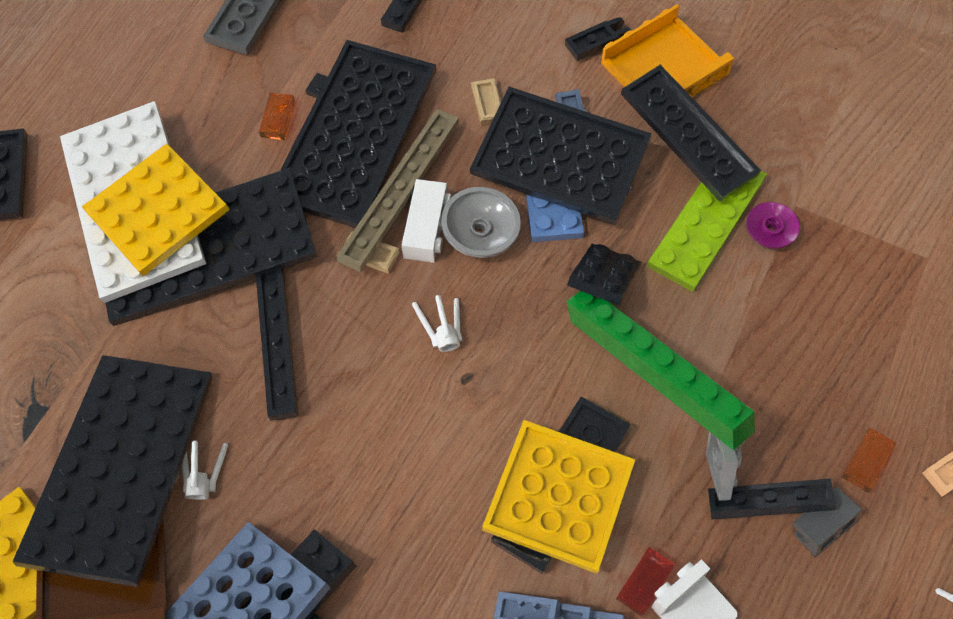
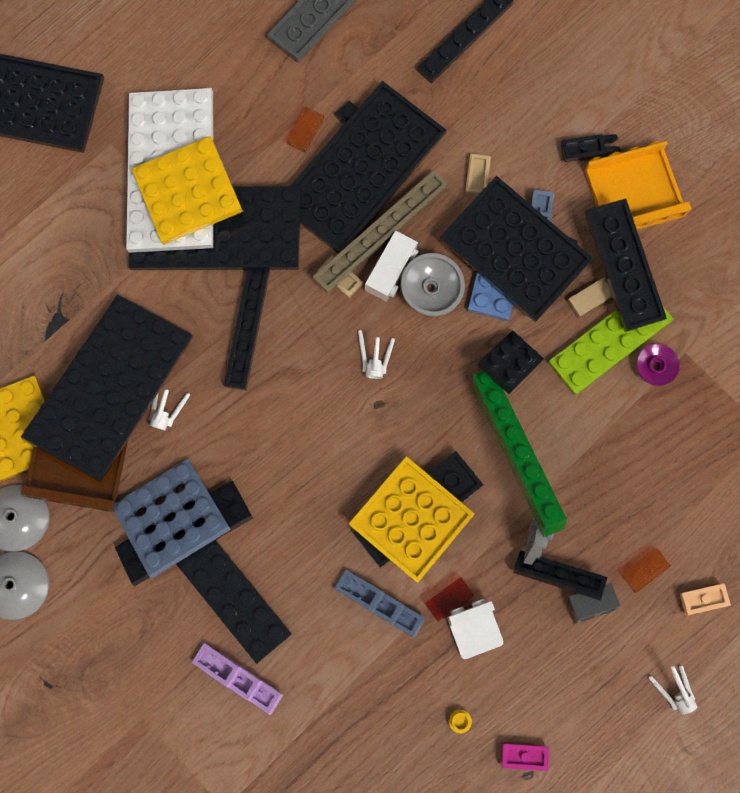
camera: 10 degrees right, 15 degrees up
(665, 182) = (590, 297): none -> tan tile

